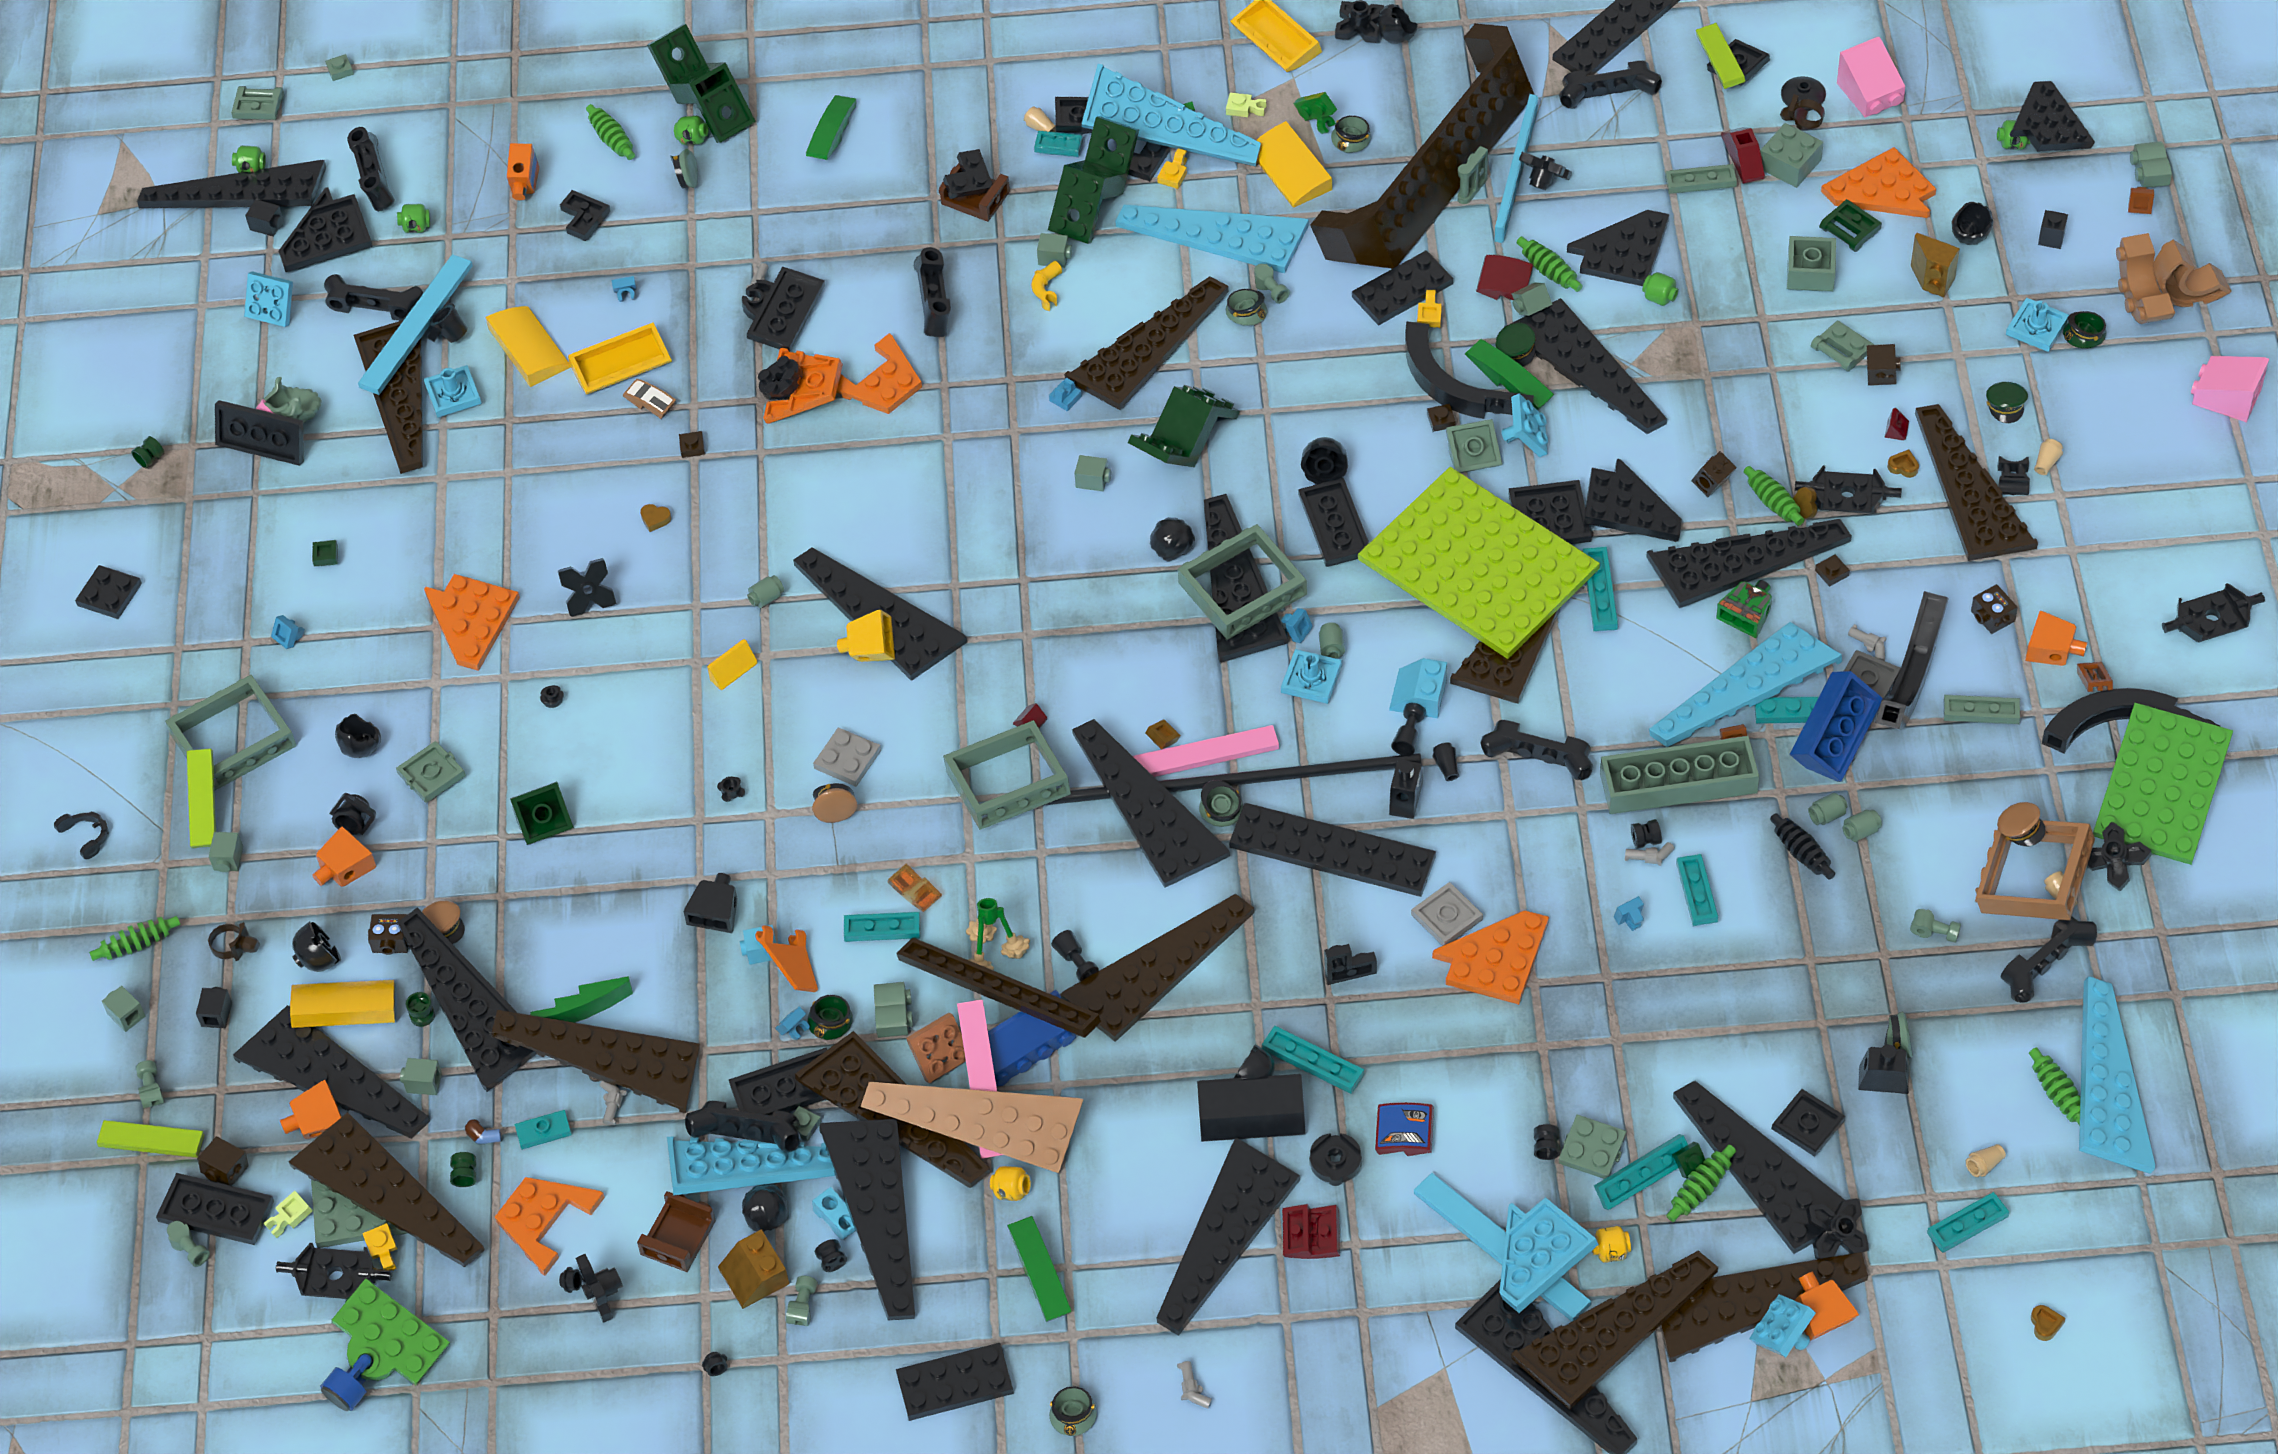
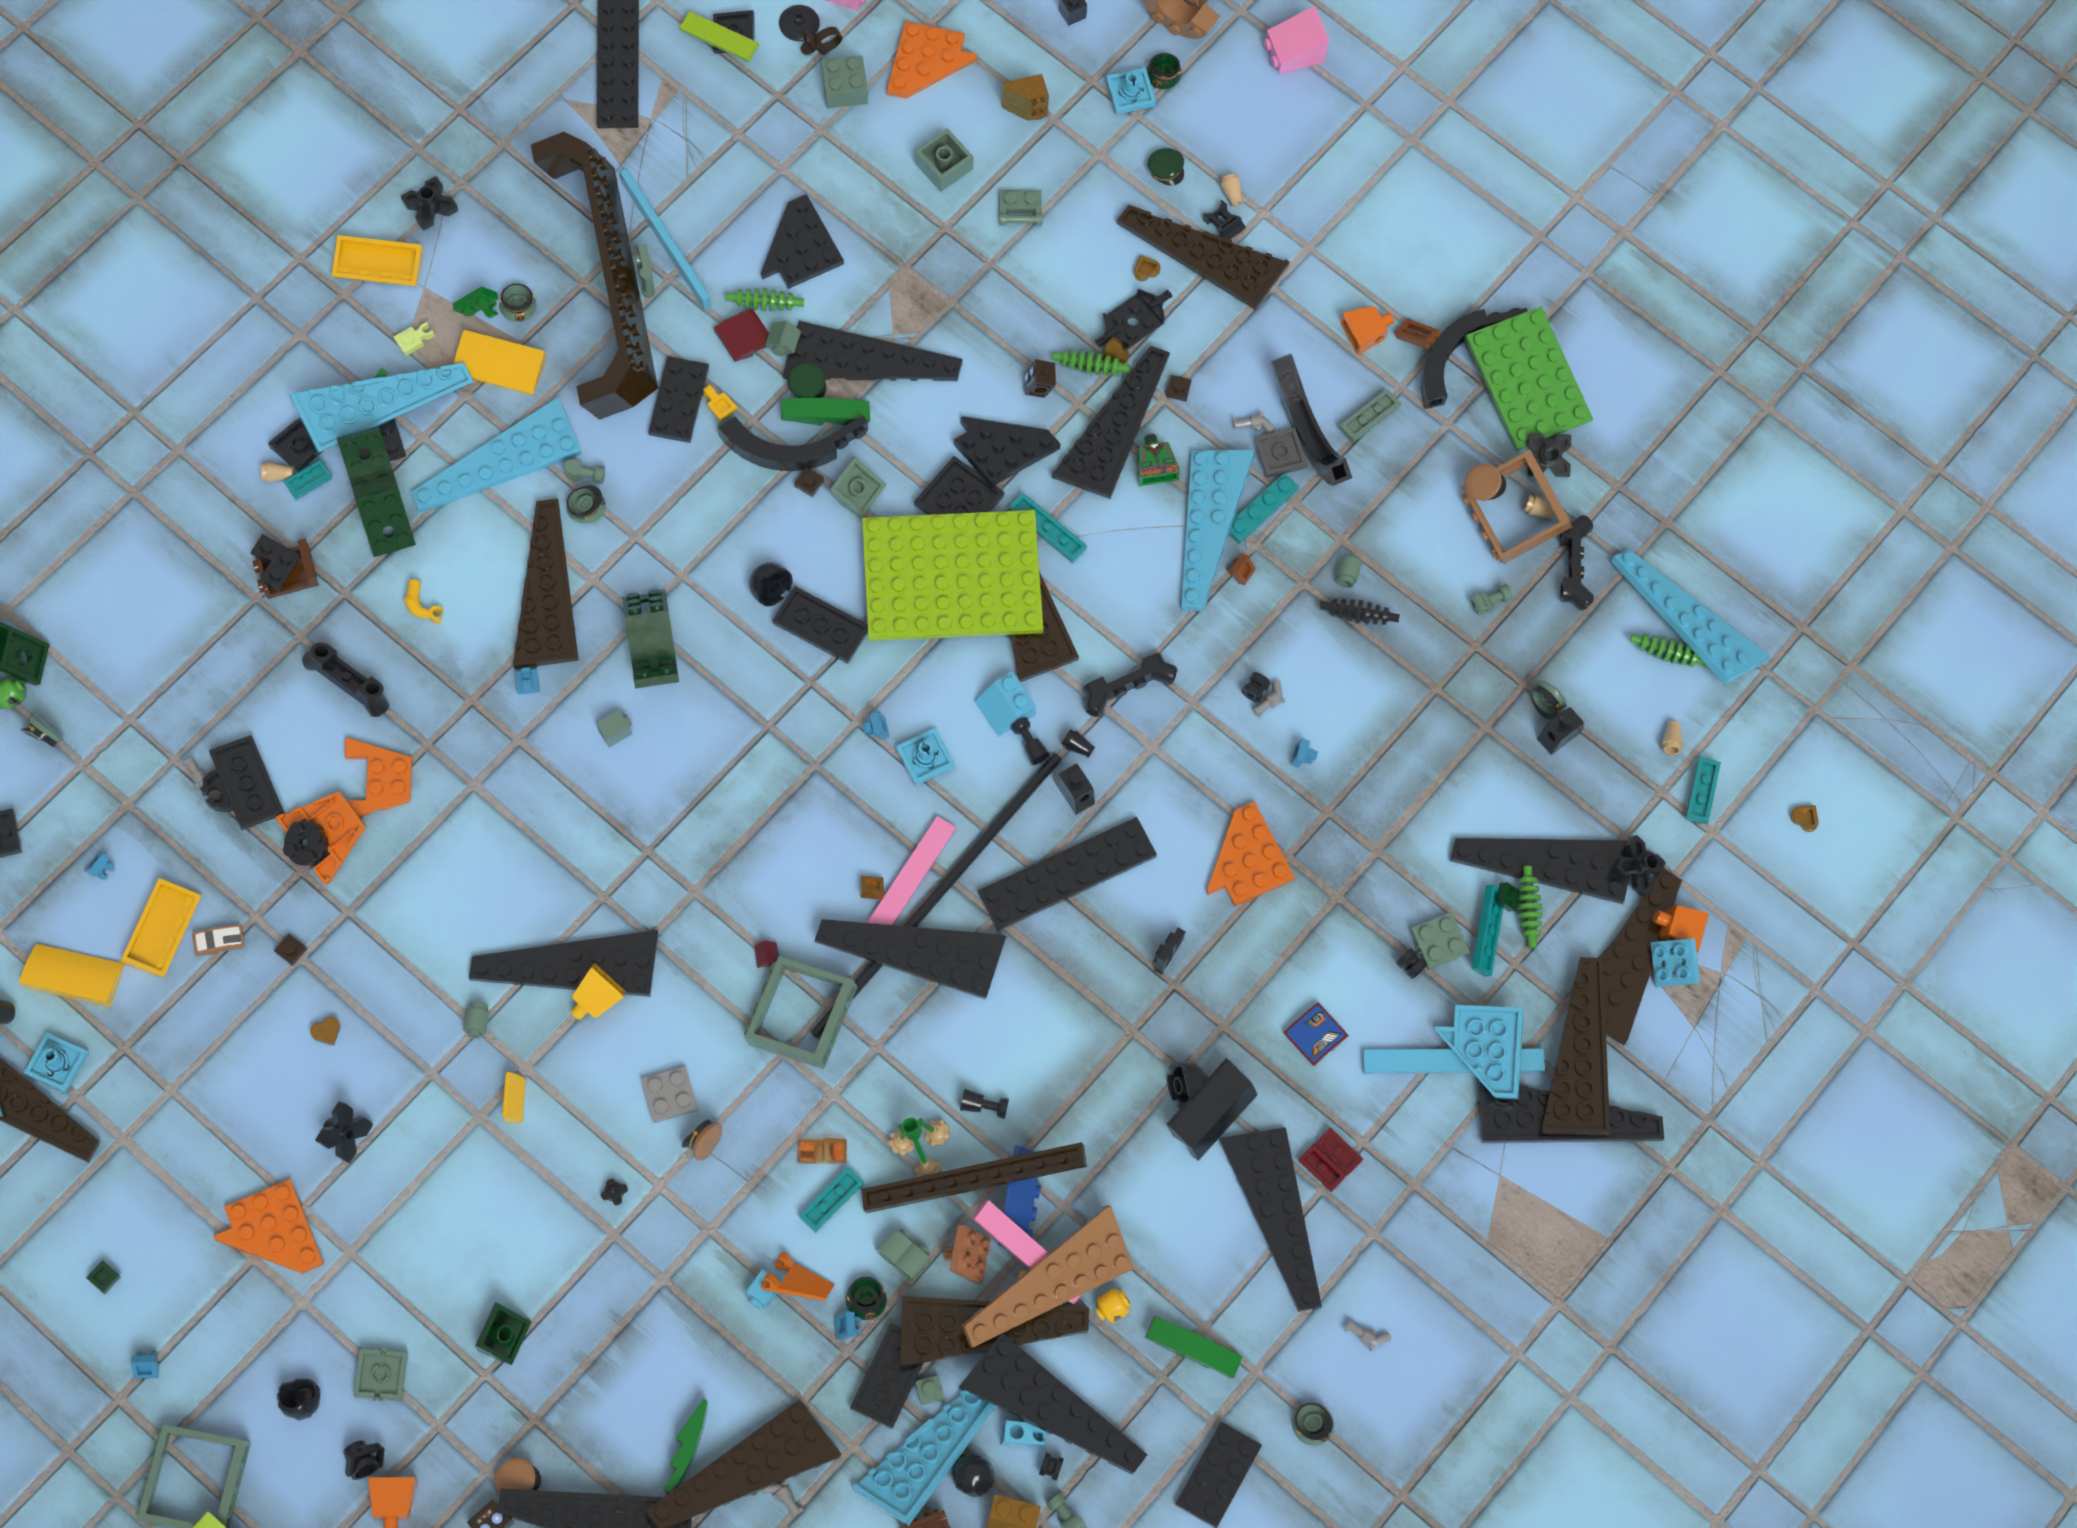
camera: 55 degrees left, 15 degrees up
(553, 700) = (408, 1241): black plate -> none
(713, 905) = (699, 1289): black torso -> none
(718, 1120) = (871, 1445): black plate -> none
(830, 127) = (118, 603): green slope -> none
(1052, 248) = (398, 571): sand green brick -> none
(1142, 978) = (1039, 1088): dark brown wing -> none
(1171, 538) = (724, 732): black hair -> none
(1174, 172) = (418, 435): yellow plate -> none
(1220, 803) = (963, 906): sand green piece -> none
(1236, 585) = (821, 741): black wing -> none
(1256, 610) = (803, 763): sand green window -> none
(1312, 1059) = (1211, 1038): teal plate -> none
(1331, 640) = (913, 719): sand green brick -> none
(1335, 1145) = (1303, 1085): black plate -> none
(1395, 24) = (463, 187): black hair -> none
(1447, 914) = (1189, 856): light grey plate -> none
(1527, 426) = (881, 443): medium azure plate -> none
(1543, 170) = (689, 226): black plant -> none
(1613, 1244) = (1519, 996): yellow head -> none
(1635, 77) = (675, 97): black plate -> none
(1660, 288) = (859, 259): bright green head -> none
(1679, 774) = (1237, 626): sand green brick -> none
(1697, 890) = (1325, 700): teal plate -> none
(1700, 178) = (800, 148): sand green plate -> none
(1744, 153) = (810, 103): dark red slope -> none
(1808, 1122) = (1548, 806): black plate -> none
(1836, 725) = (1299, 505): blue slope -> none
(1854, 220) = (936, 100): dark green plate -> none
(1862, 825) = (1379, 564): sand green brick -> none
(1882, 364) = (1063, 203): dark brown head -> none
(1896, 425) = (1114, 243): dark red slope -> none
(1972, 223) = (1018, 44): black hair -> none
(1994, 609) = (1308, 334): dark brown head -> none
(2228, 605) = (1441, 212): black plate -> none

